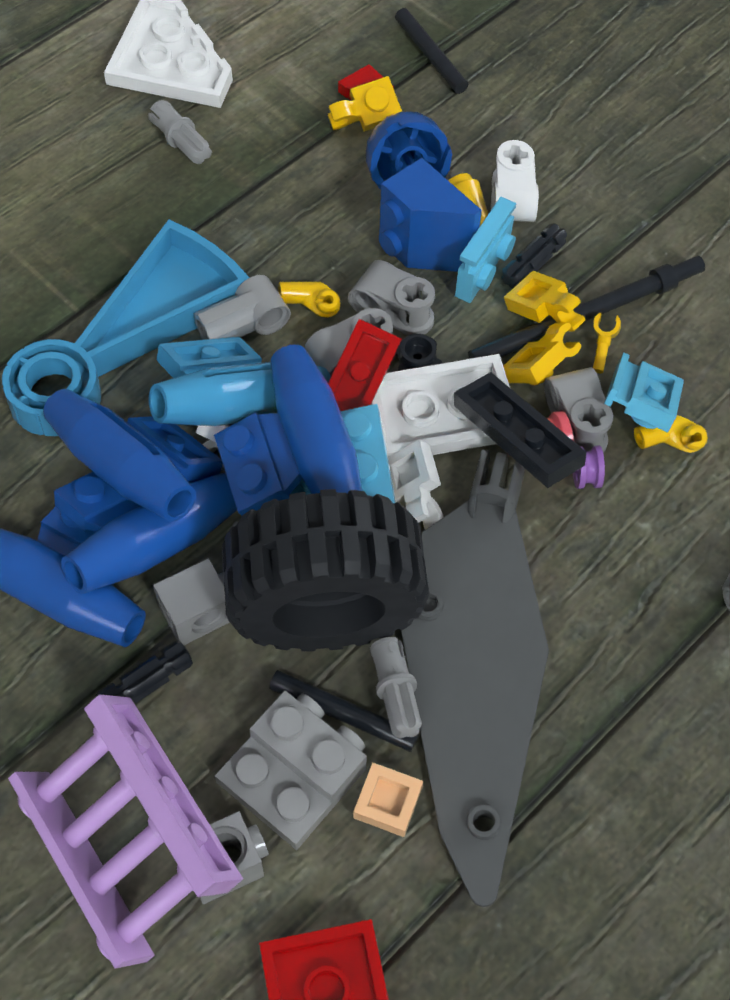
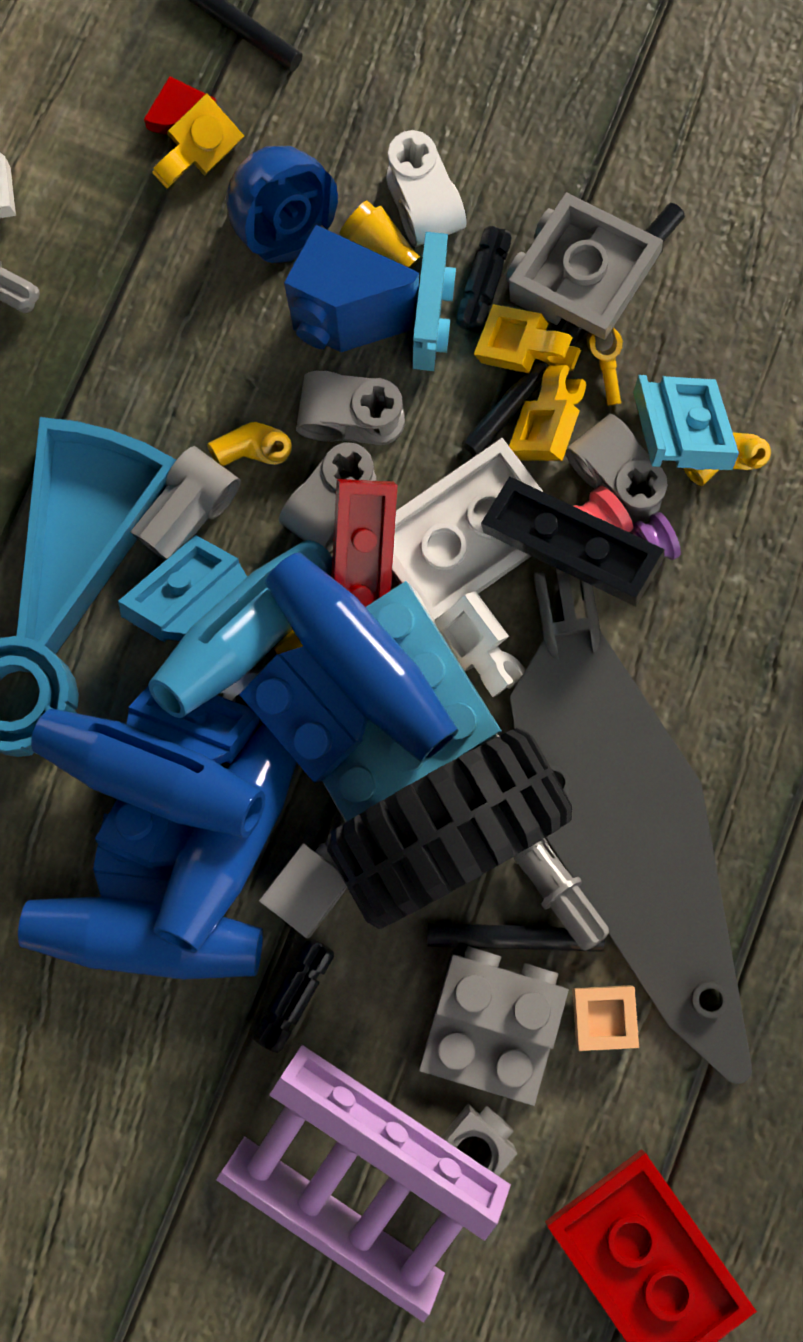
camera: 20 degrees left, 20 degrees up
(417, 346) = (410, 458): black plate -> none
(610, 266) = (582, 266): none -> light grey plate

